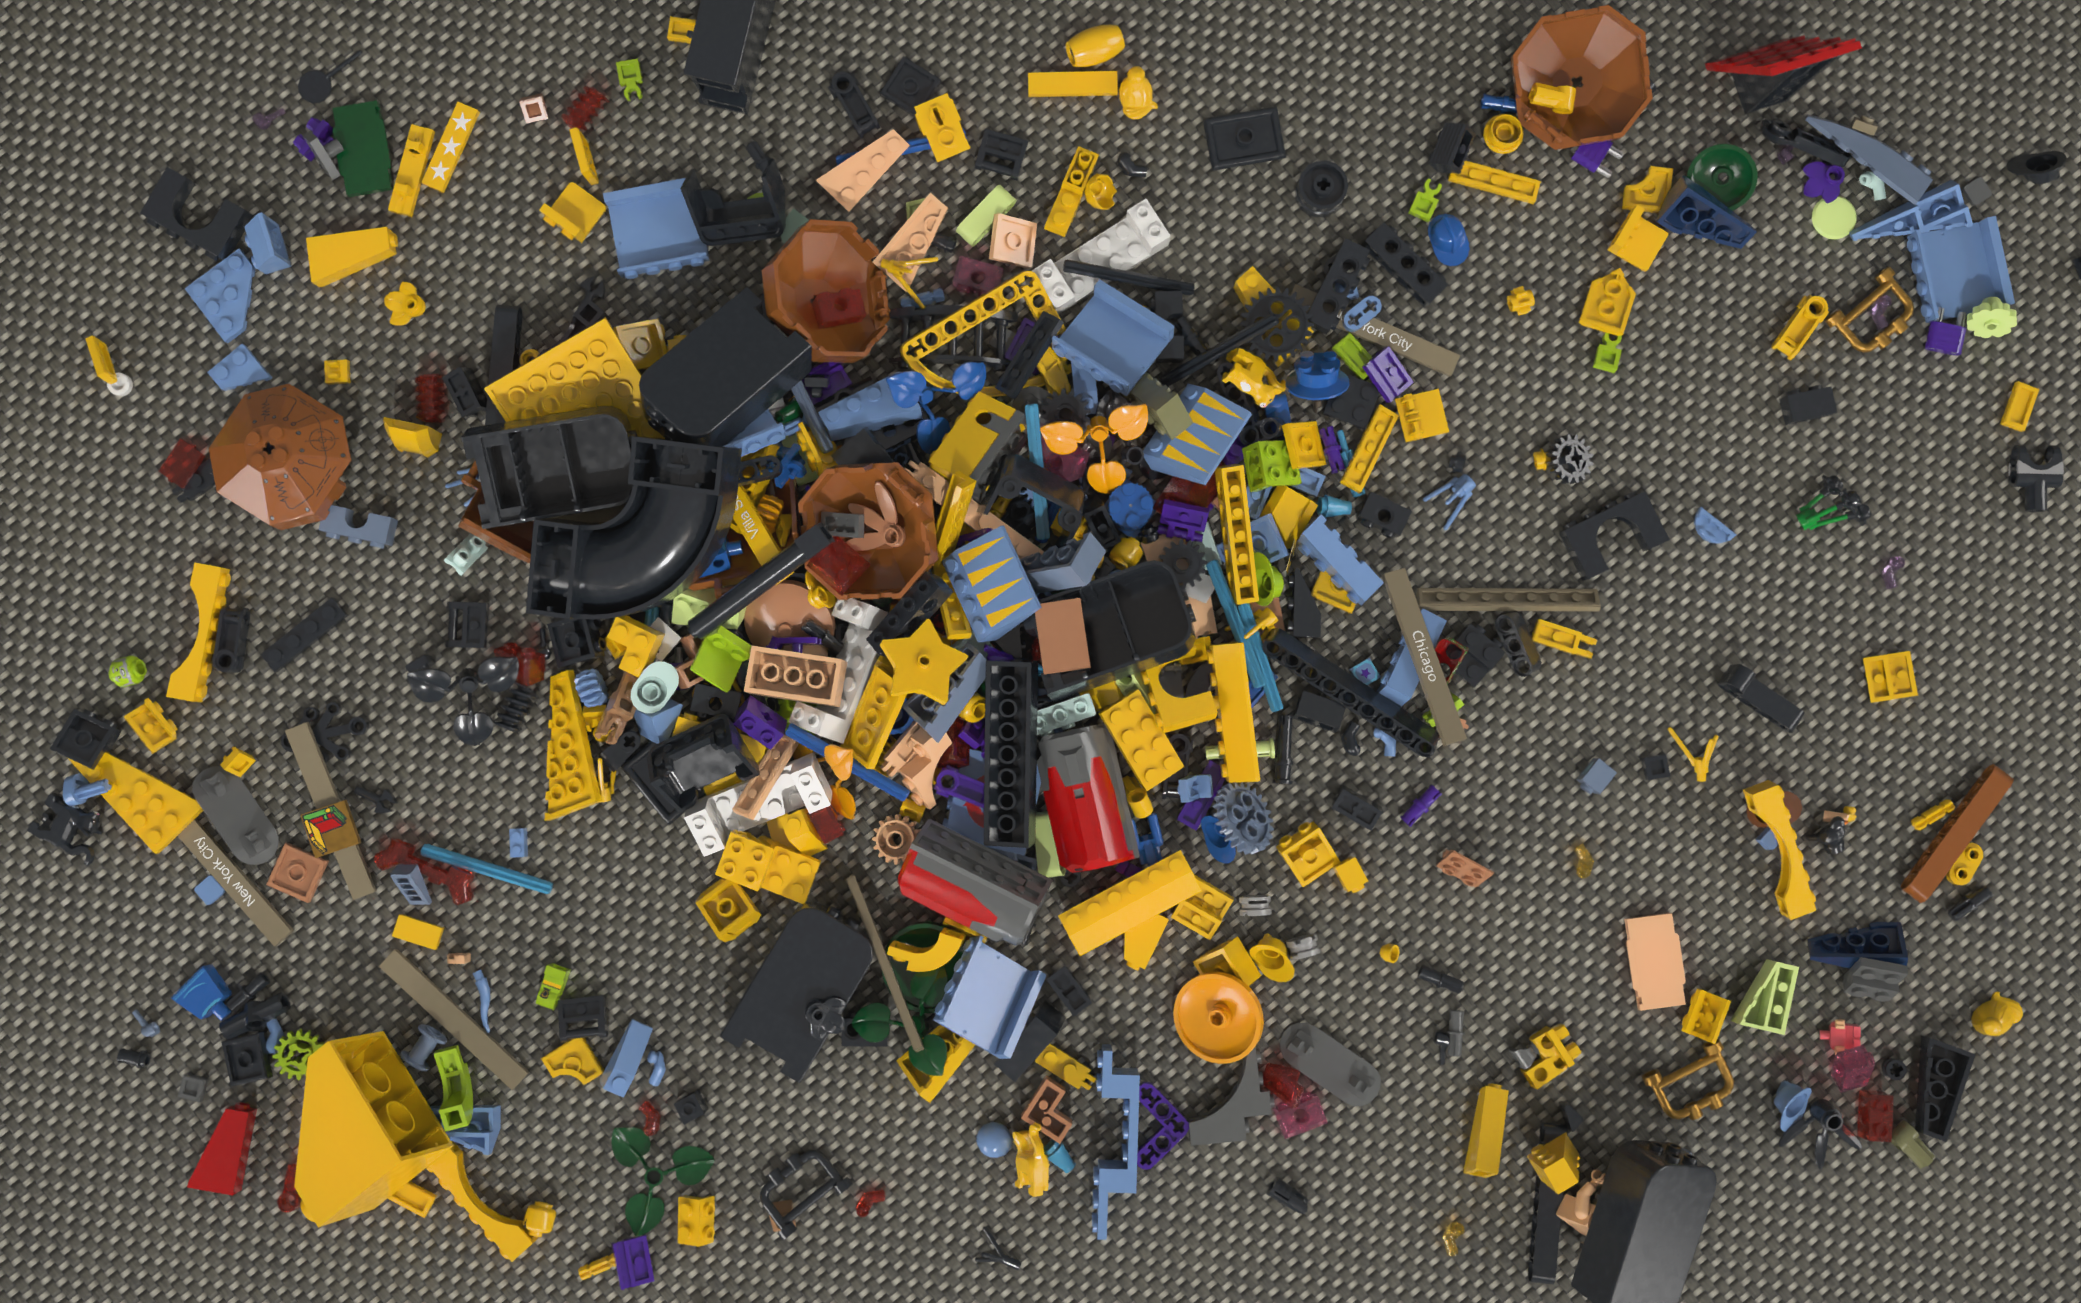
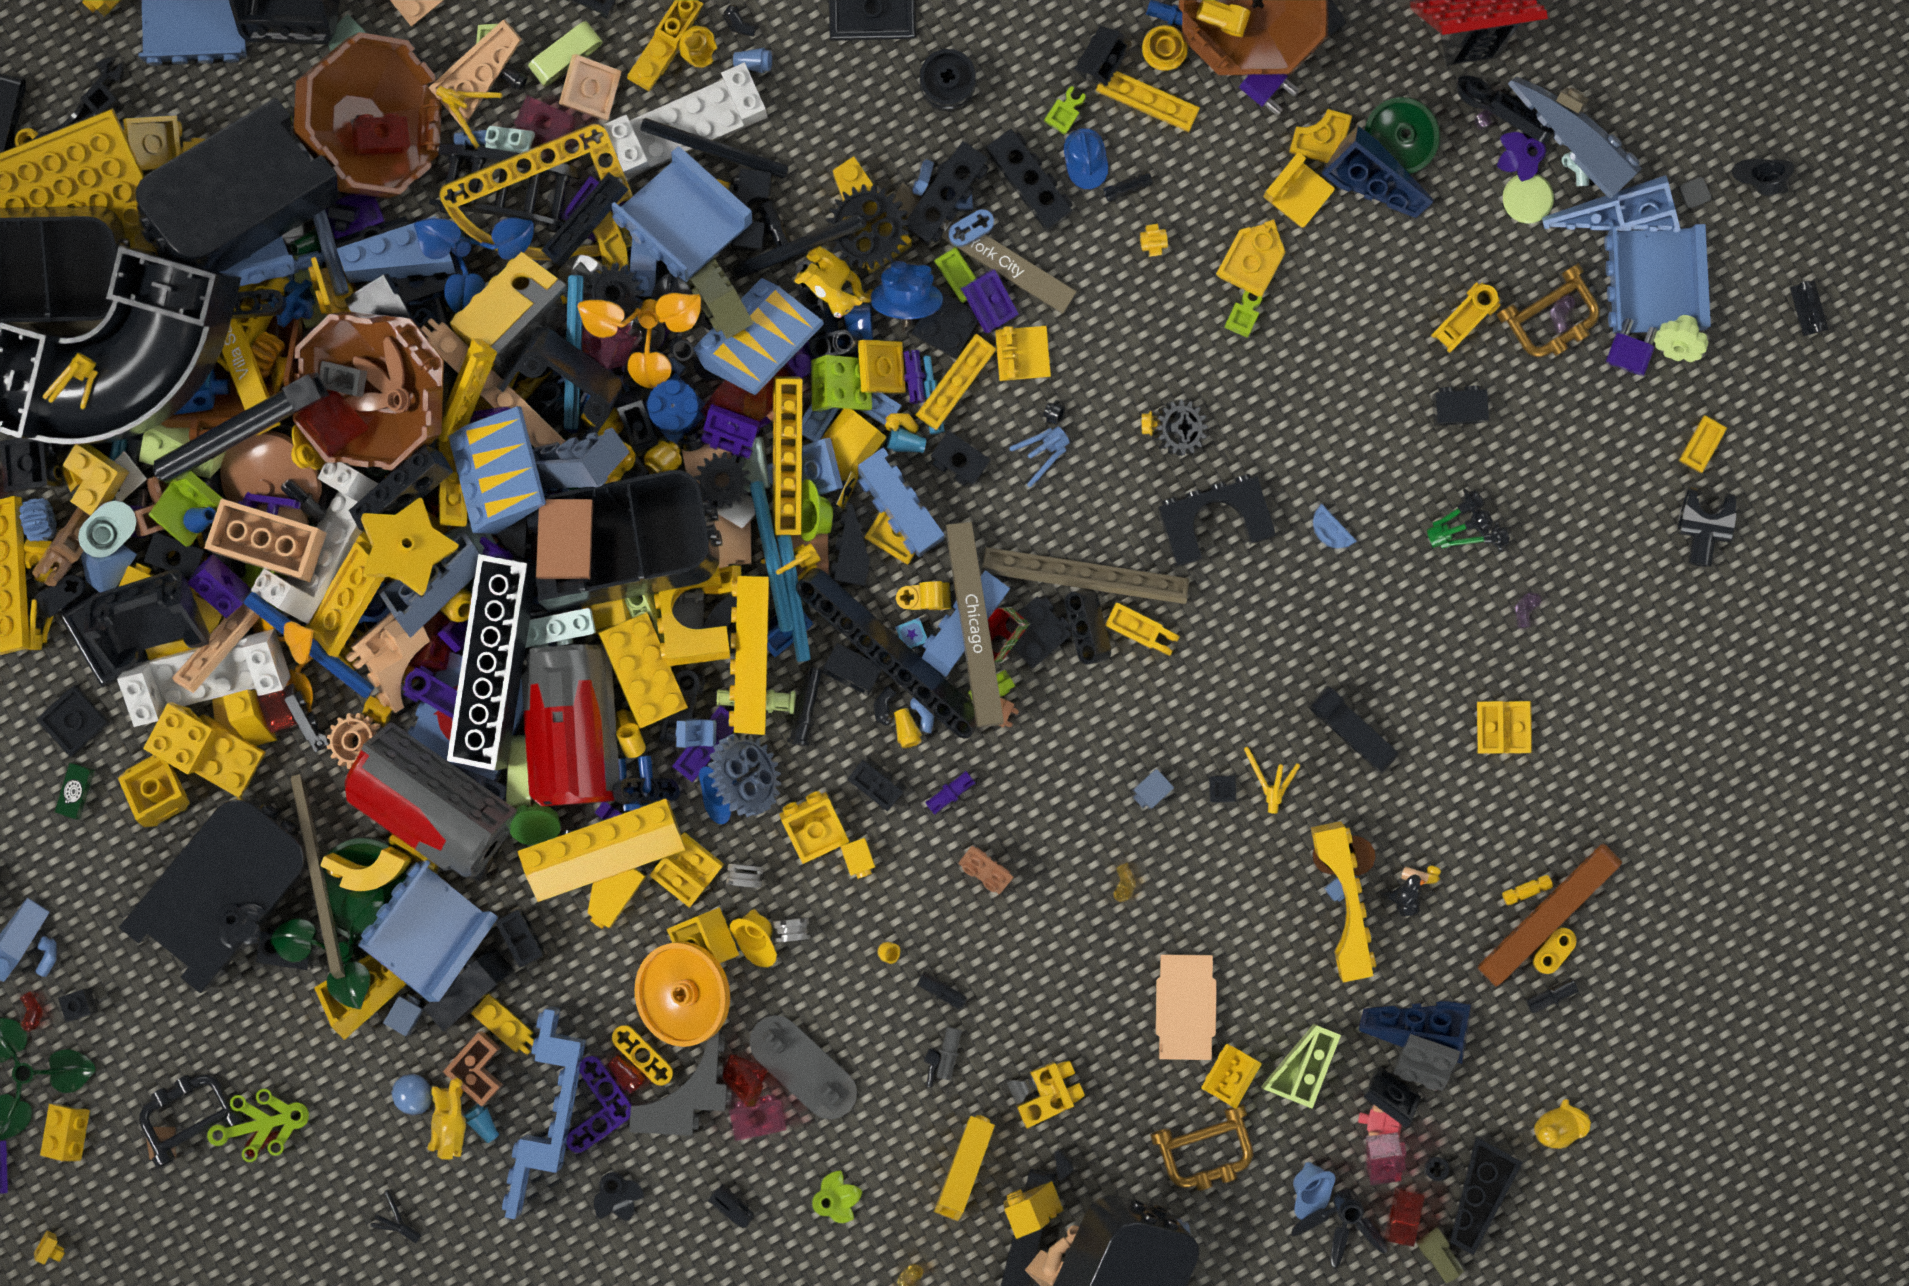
camera: 10 degrees right, 0 degrees up
(612, 549) = (79, 368): none -> yellow plant
(647, 858) = (73, 721): none -> black tile
(658, 919) = (74, 791): none -> dark green slope
(733, 666) = (198, 519): none -> blue cone
(851, 826) = (306, 720): none -> hinge
(868, 1186) = (263, 1124): none -> lime plant
(951, 295) = (509, 139): none -> light aqua hips
(977, 1071) = (404, 1014): none -> sand blue brick
(1067, 889) = (535, 824): none -> bright green tile
(1154, 195) = (755, 60): none -> medium blue cone
(1154, 851) = (638, 796): none -> black beam
(1180, 1095) = (626, 1074): none -> clear red cone
(1188, 1204) = (617, 1200): none -> black plate
(1190, 1084) = (643, 1044): none -> yellow beam
(1315, 277) = (924, 177): none -> medium blue tile
(1324, 489) = (903, 419): none -> yellow arm
(1374, 756) = (907, 730): none -> yellow cone
(1376, 638) = (927, 595): none -> yellow piece
(1381, 1172) = (840, 1196): none -> lime plate
(1489, 258) = (1127, 186): none -> black axle
(1850, 1013) = (1392, 1097): none -> black tile

